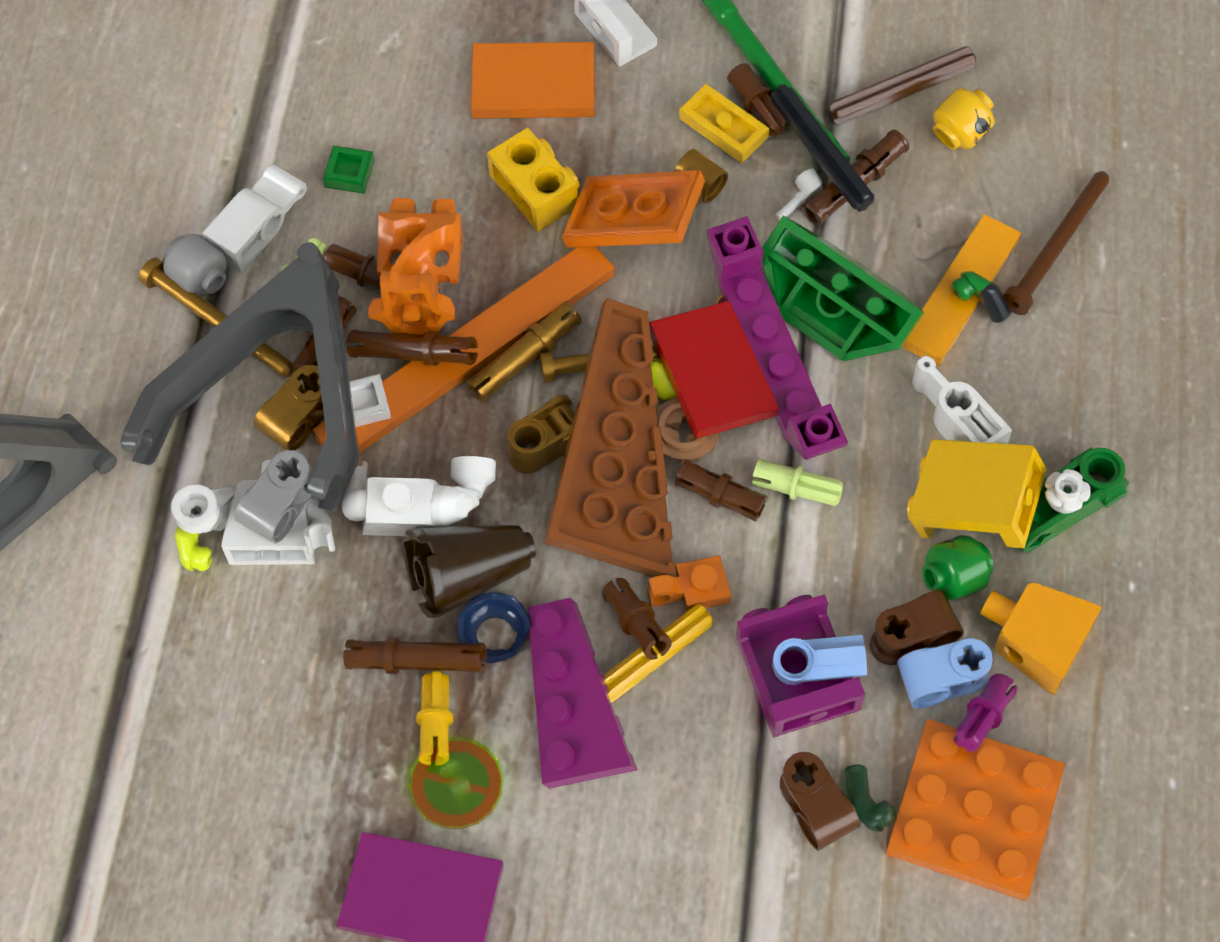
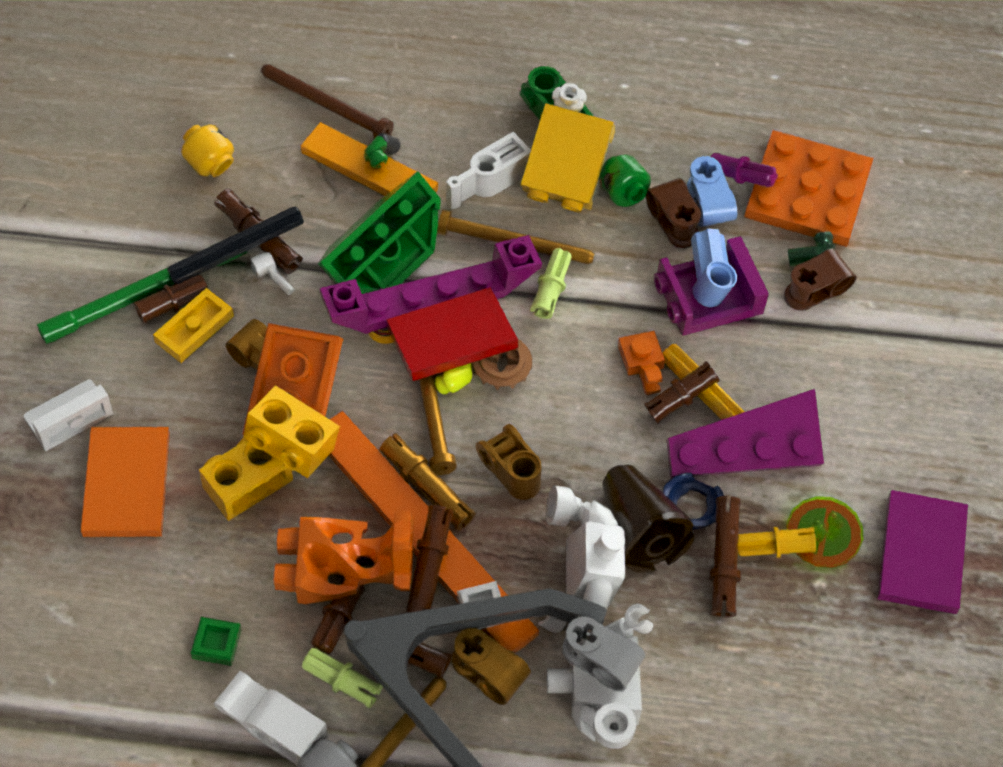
camera: 95 degrees left, 5 degrees down
(190, 553) = (635, 752): neon yellow arm -> none
(567, 202) = (291, 431): none -> yellow brick
(614, 464) = (538, 403): dark orange wing -> none
(721, 490) = (558, 337): reddish brown pin -> none
(881, 370) = (449, 223): none -> pearl gold bar
(901, 85) = (163, 196): axle -> none
(1041, 631) = (674, 133): light orange torso -> none

